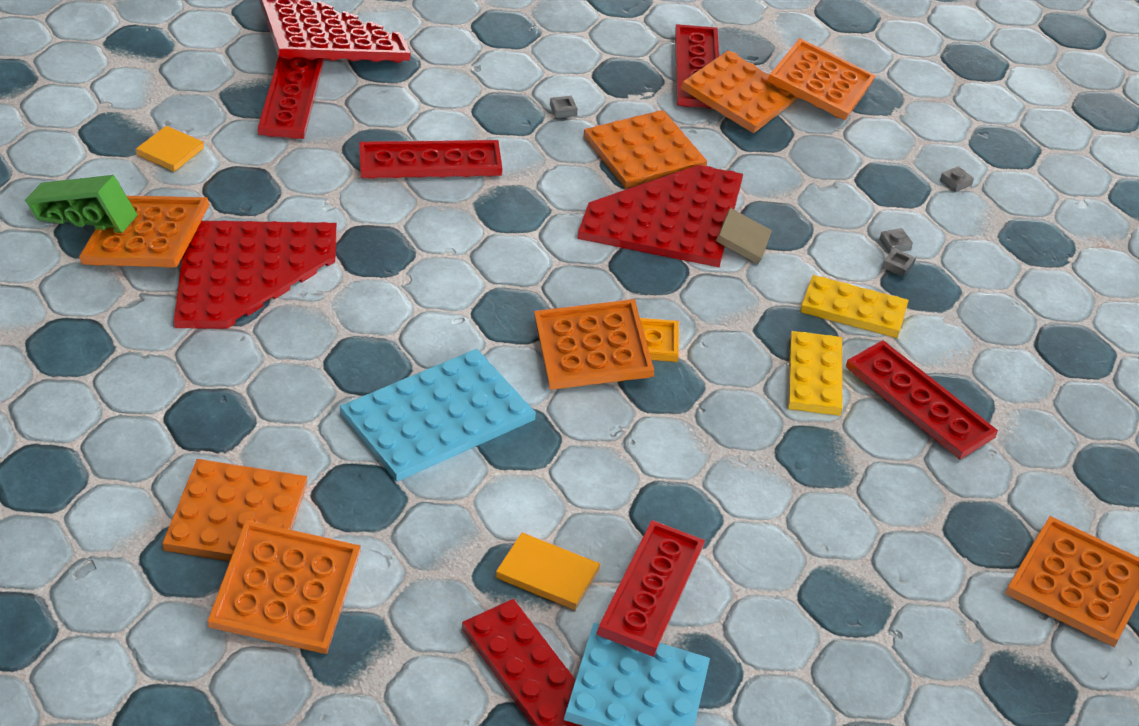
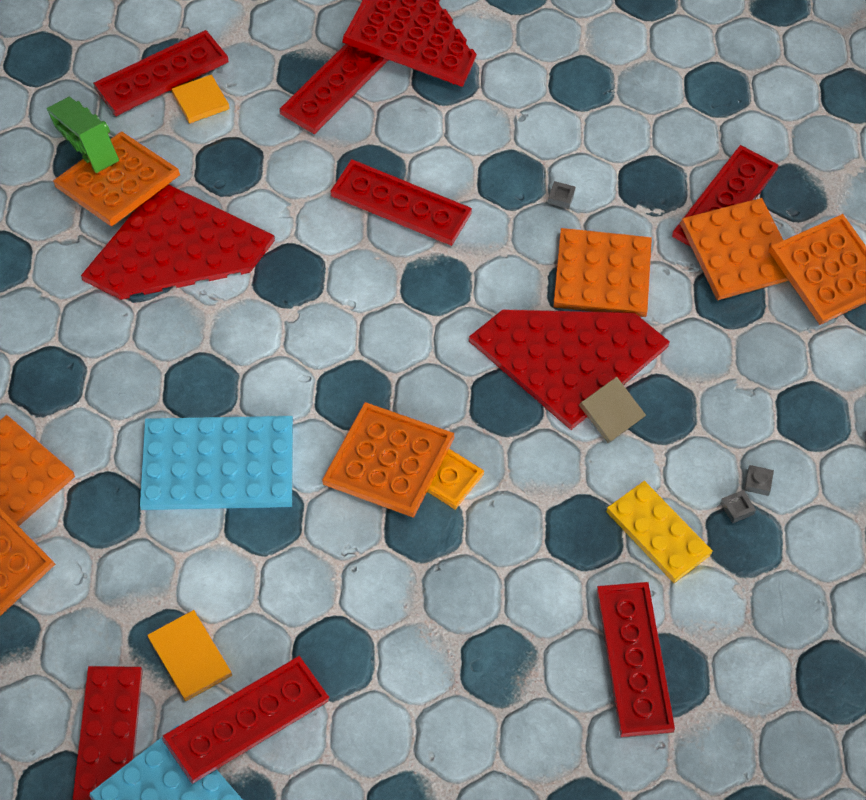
camera: 35 degrees right, 15 degrees up
(114, 138) = (160, 72): none -> red plate
(815, 373) = (564, 582): yellow plate -> none

